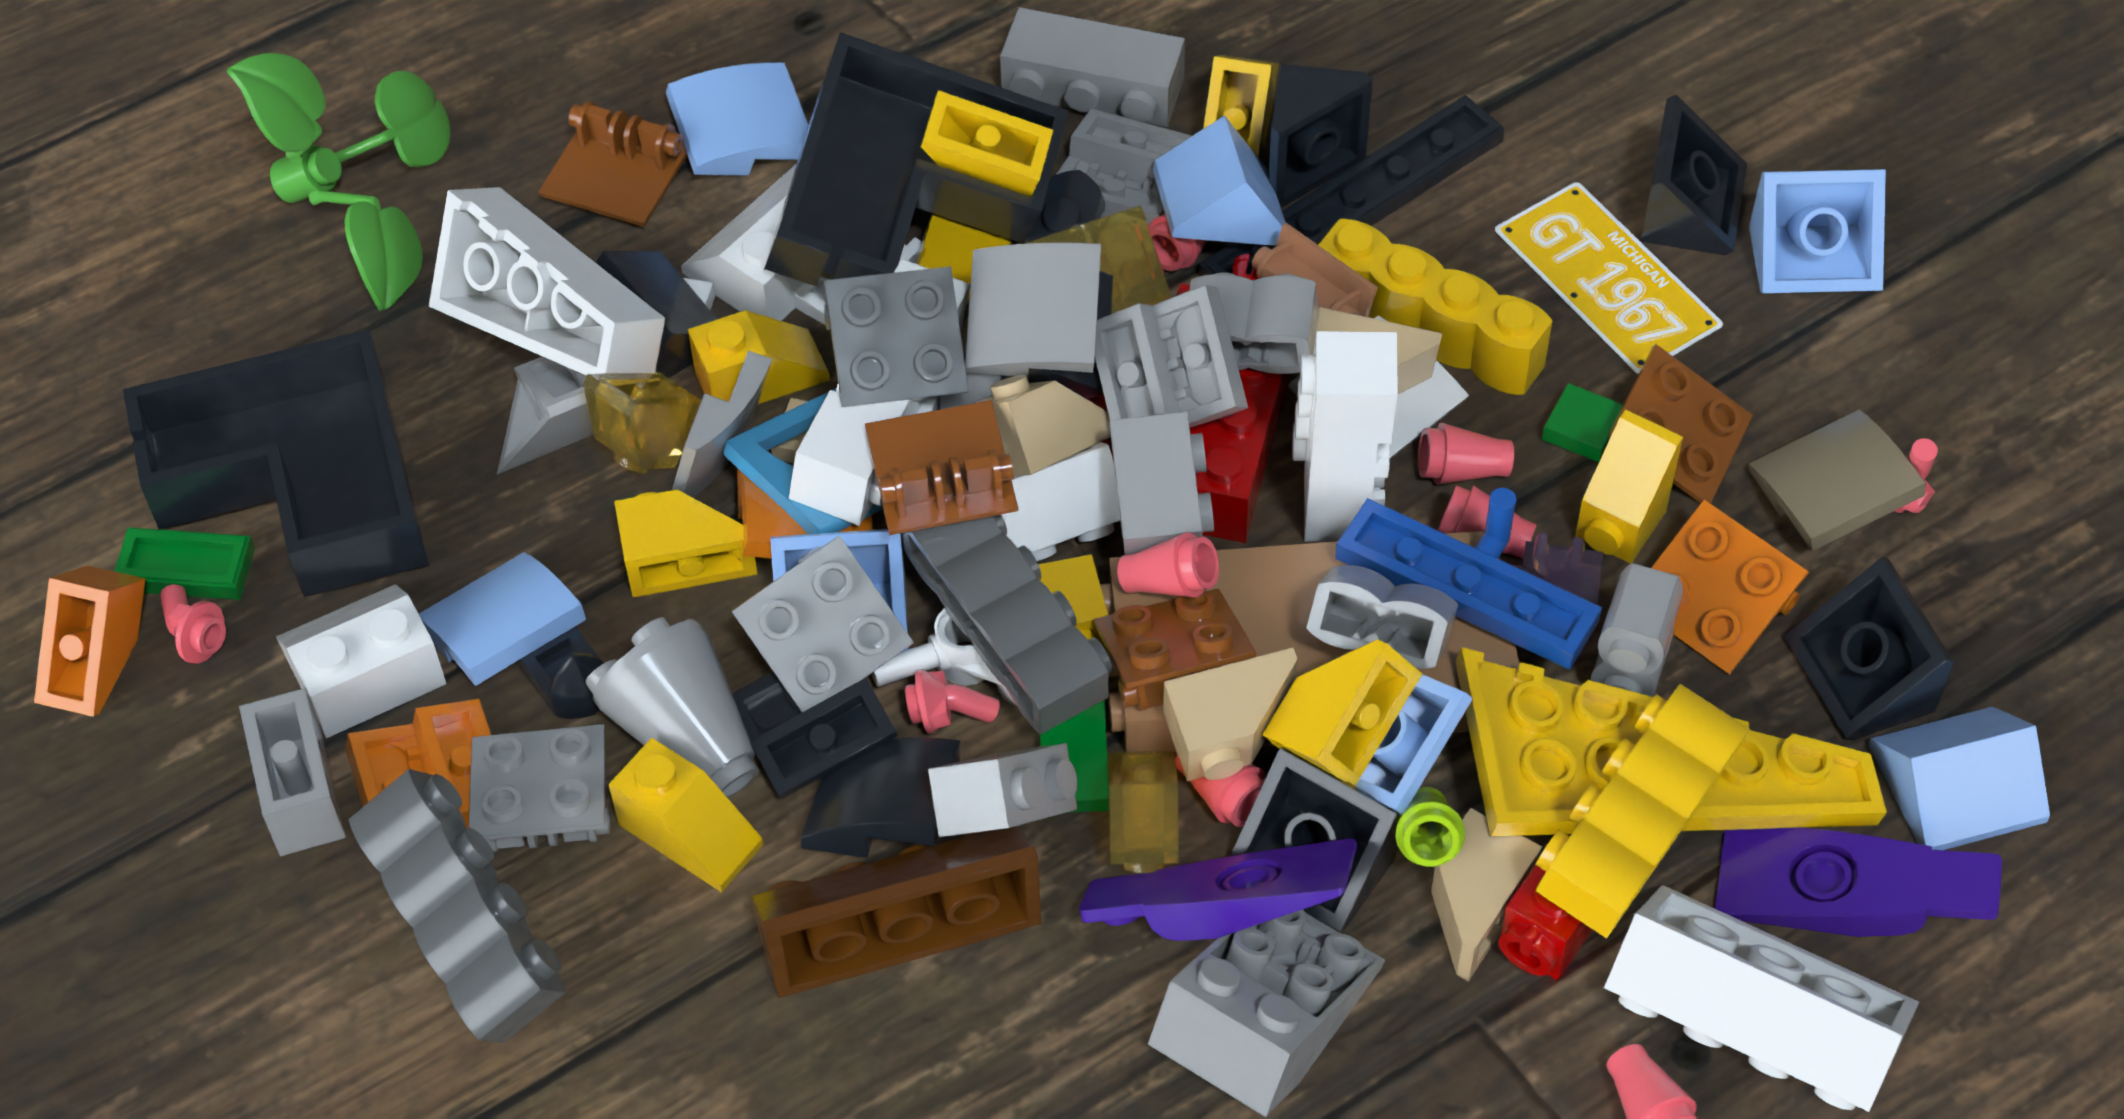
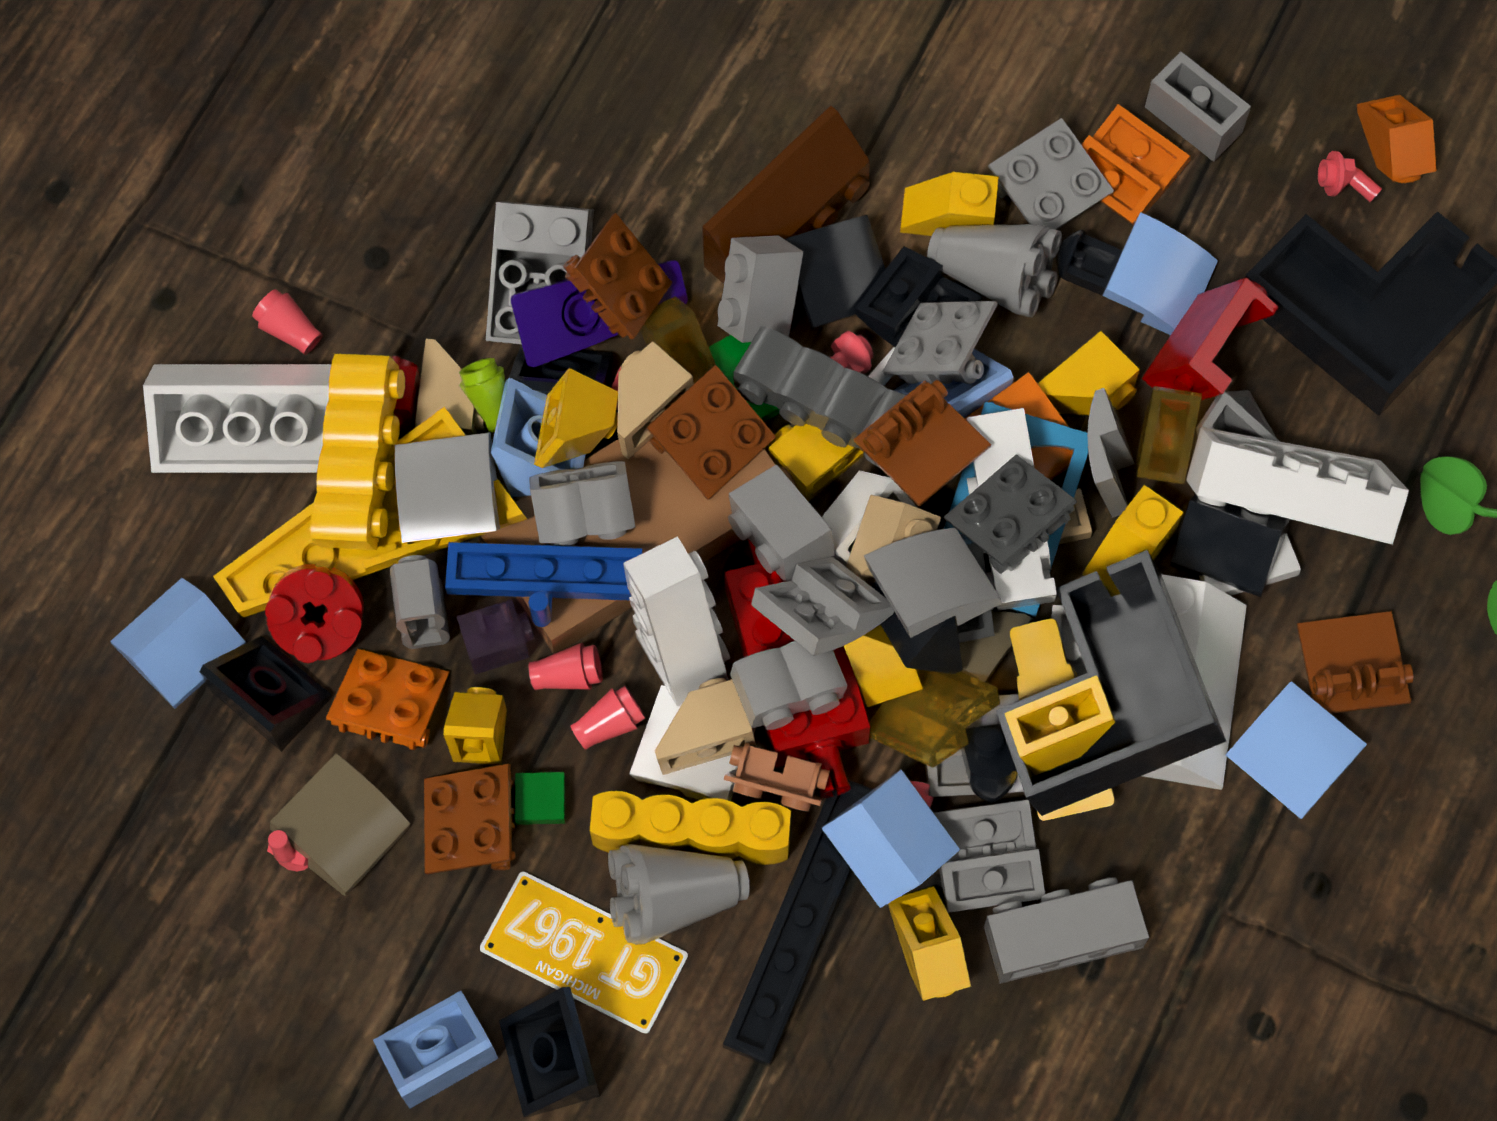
camera: 150 degrees right, 15 degrees up
(199, 561) = (1387, 222): green tile -> none
(363, 659) = (1231, 209): white slope -> none
(457, 907) = (1045, 78): dark grey brick -> none
(513, 490) = (1189, 351): none -> red panel
(1173, 567) = (731, 470): coral cone -> none
(1176, 869) = (620, 278): none -> dark orange hinge
(1317, 127) = (861, 930): black slope -> none
(1498, 242) = (670, 889): none -> light grey cone
(1545, 710) = (446, 487): none -> light grey slope
(1778, 698) = (309, 639): none -> red plate
(1851, 882) = (213, 523): dark purple piece -> none

